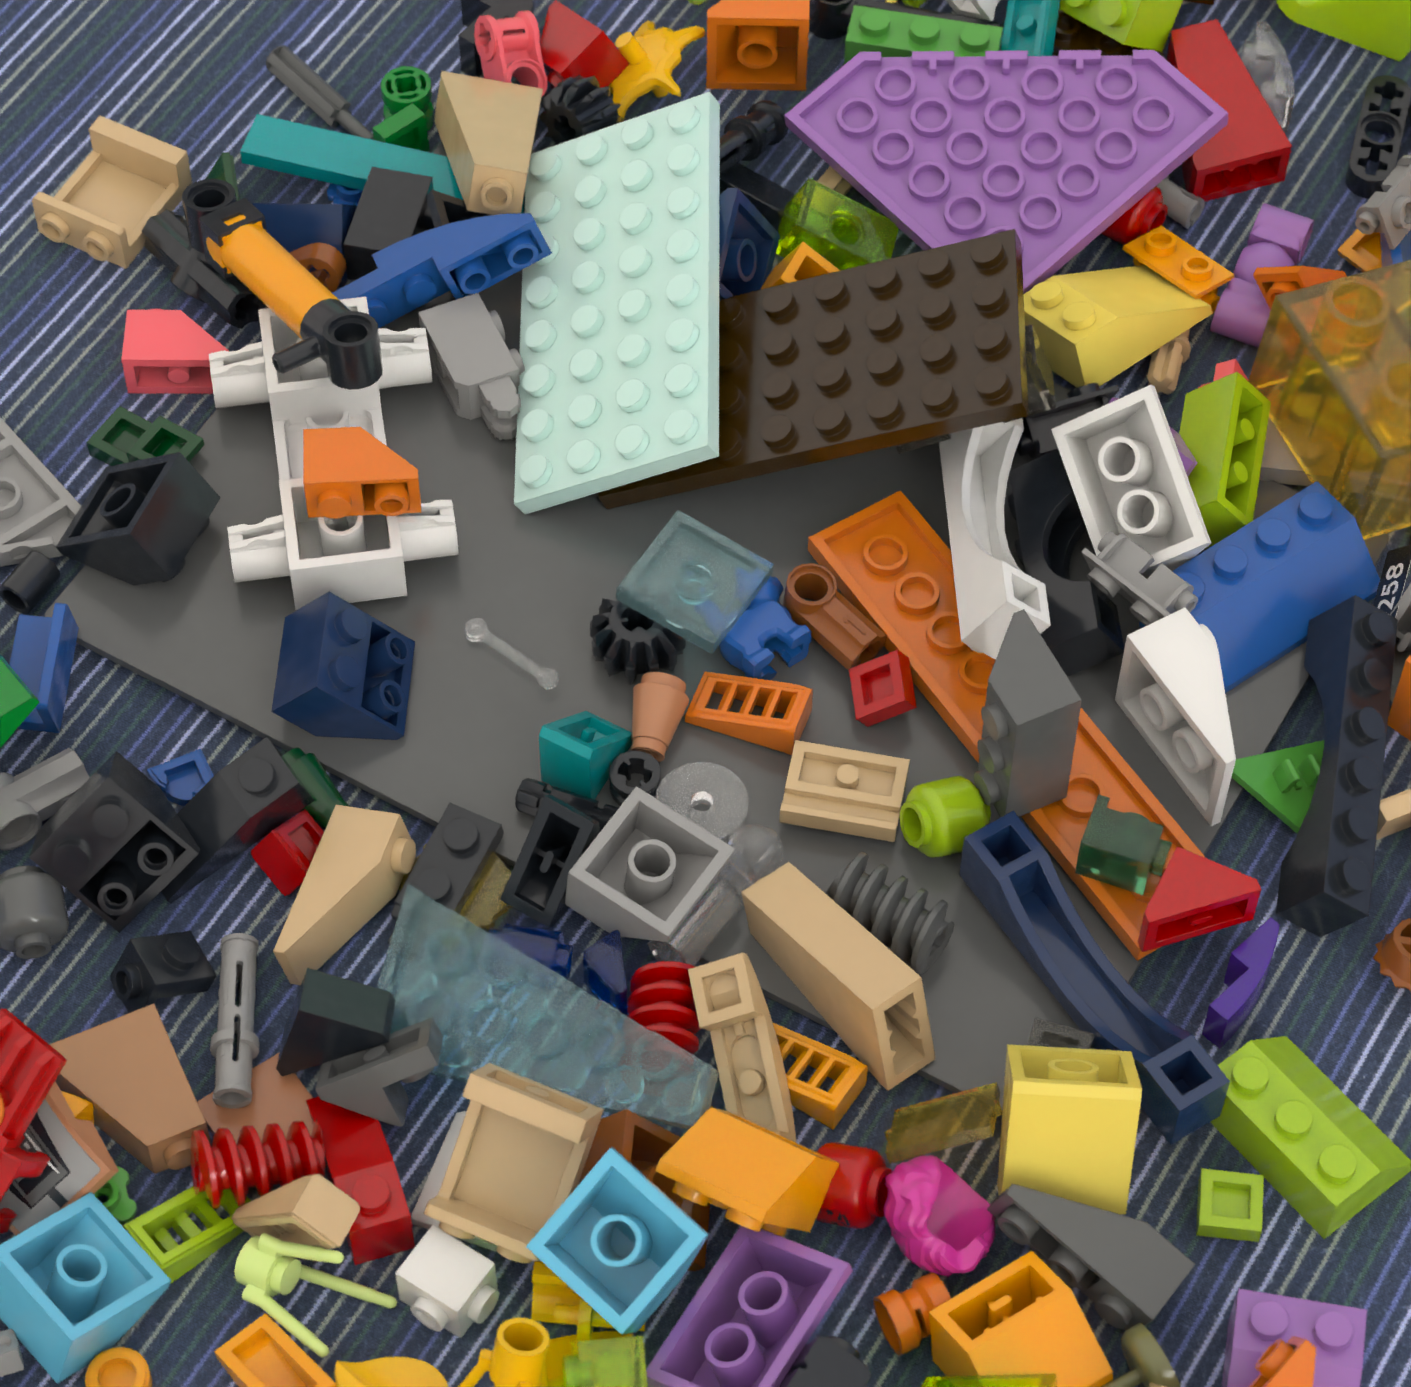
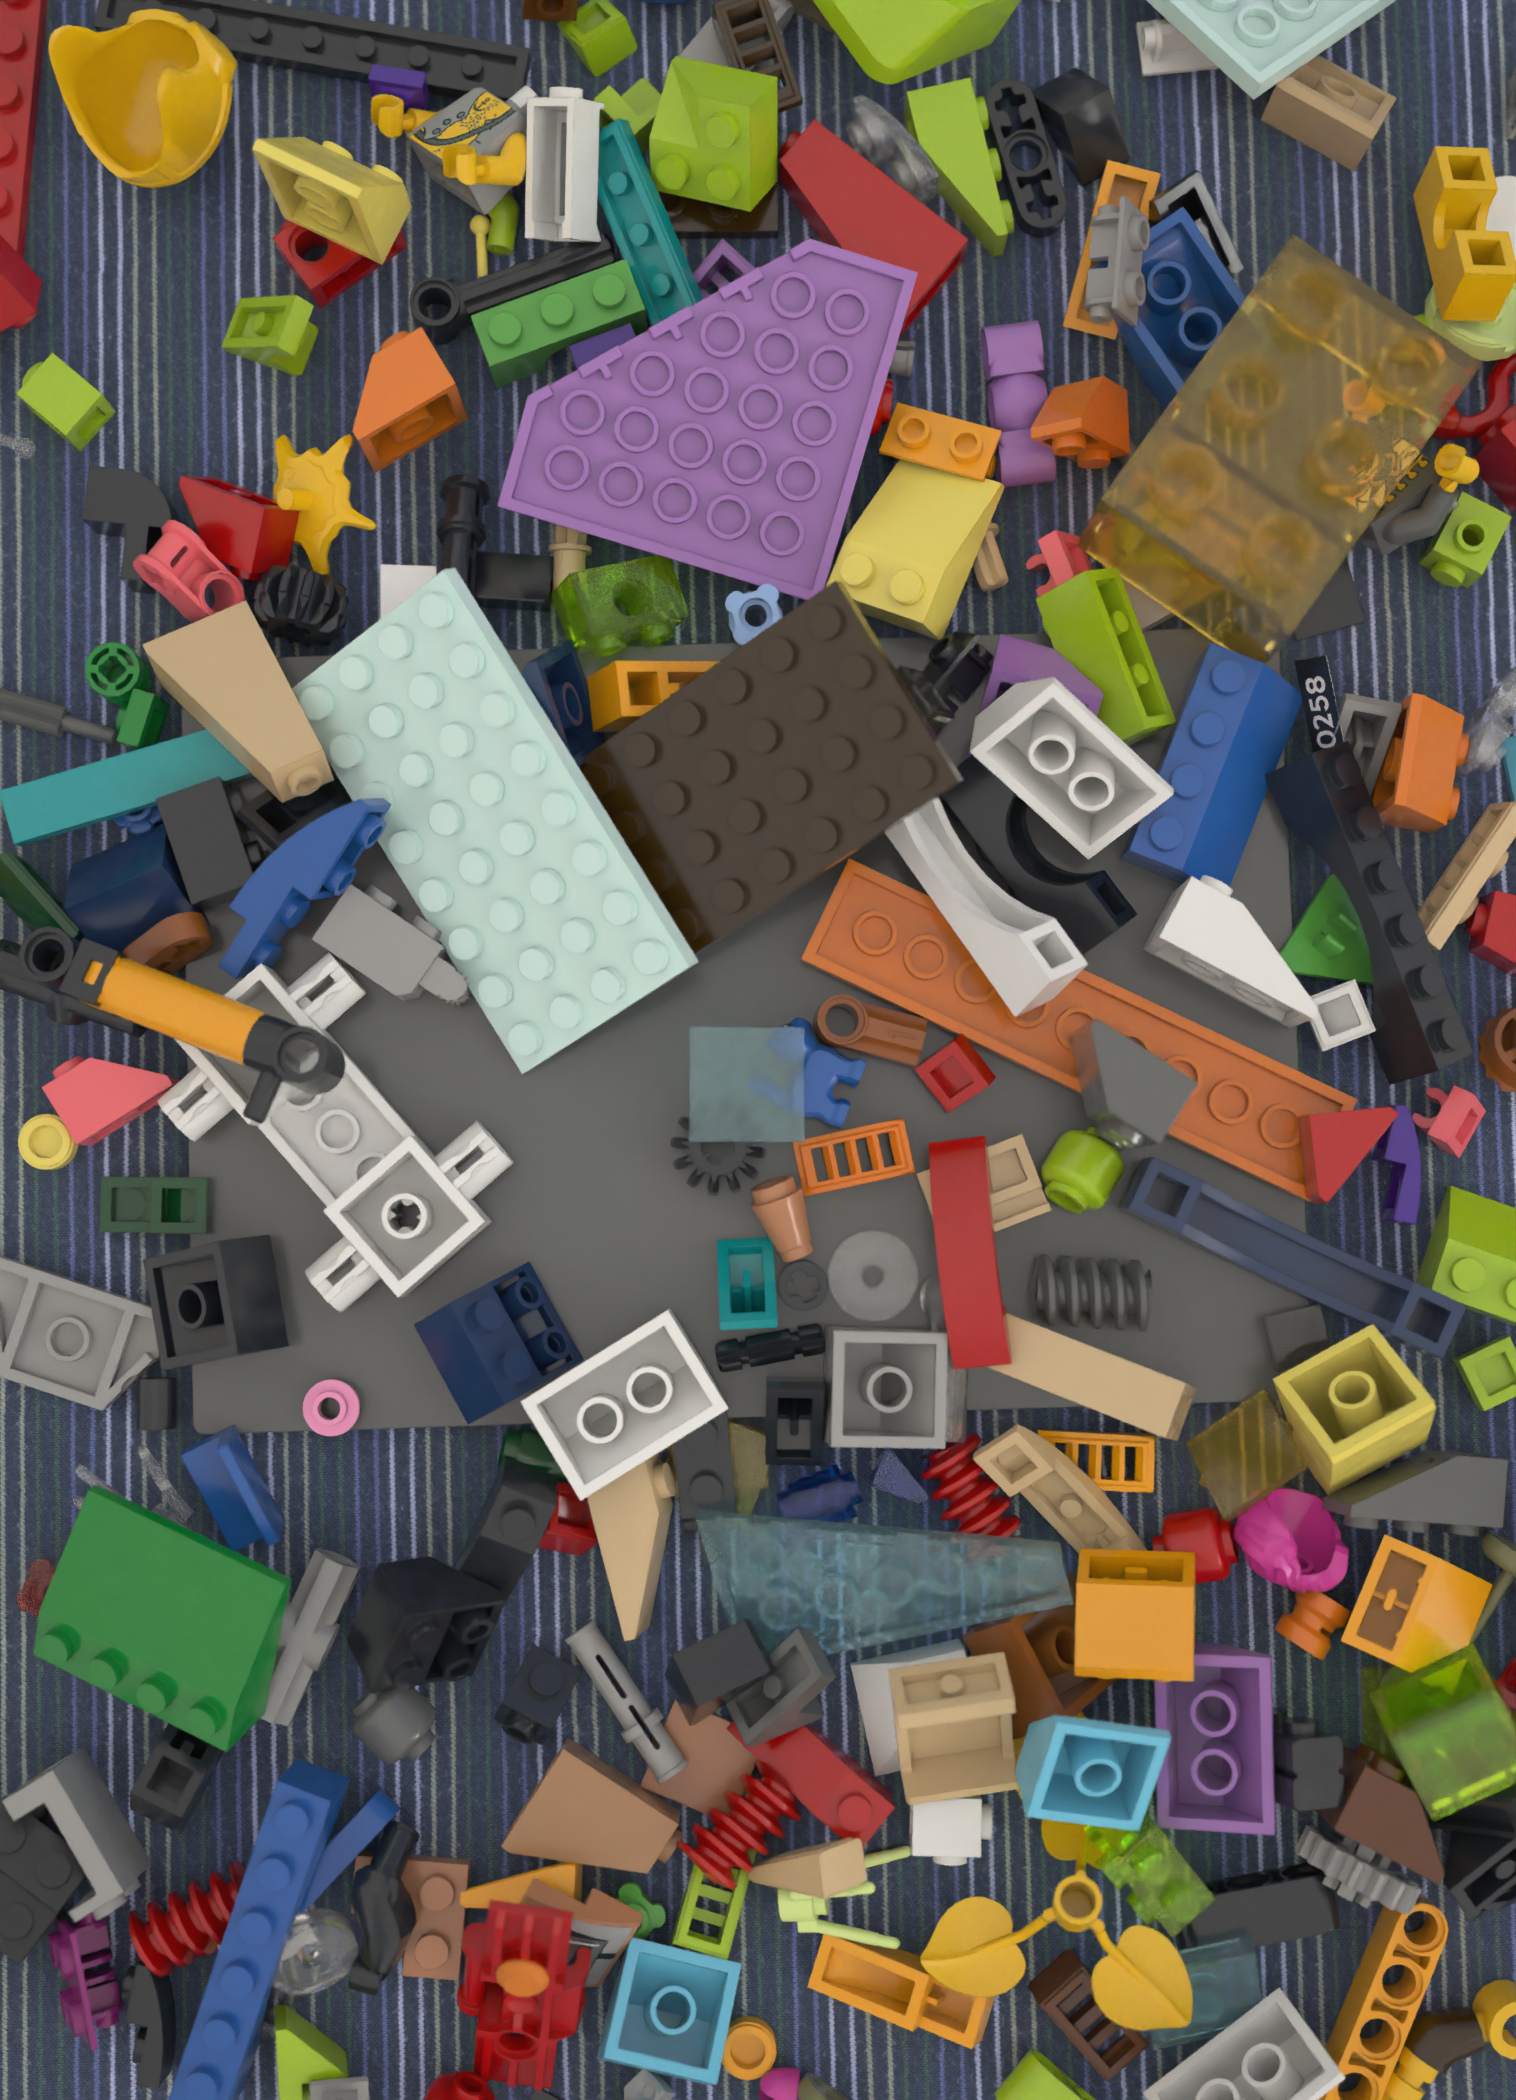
camera: 30 degrees left, 30 degrees up
(97, 369) = (46, 1142): none -> light yellow tile
(172, 663) = (348, 1402): none -> bright pink plate
(182, 776) = (427, 1503): blue tile -> none
(356, 475) = (390, 1180): orange slope -> none
(416, 750) = (625, 1404): none -> white slope
(477, 631) = (573, 1216): clear hinge -> none
(788, 806) = (968, 1253): none -> red slope
(1121, 570) = (1148, 868): light grey hinge -> none
(1121, 848) = (1254, 1127): clear green brick -> none
(1259, 834) = (1340, 1016): none -> white slope
(1320, 976) = (1455, 1121): none -> coral tile
(1324, 85) = (951, 130): none -> lime slope

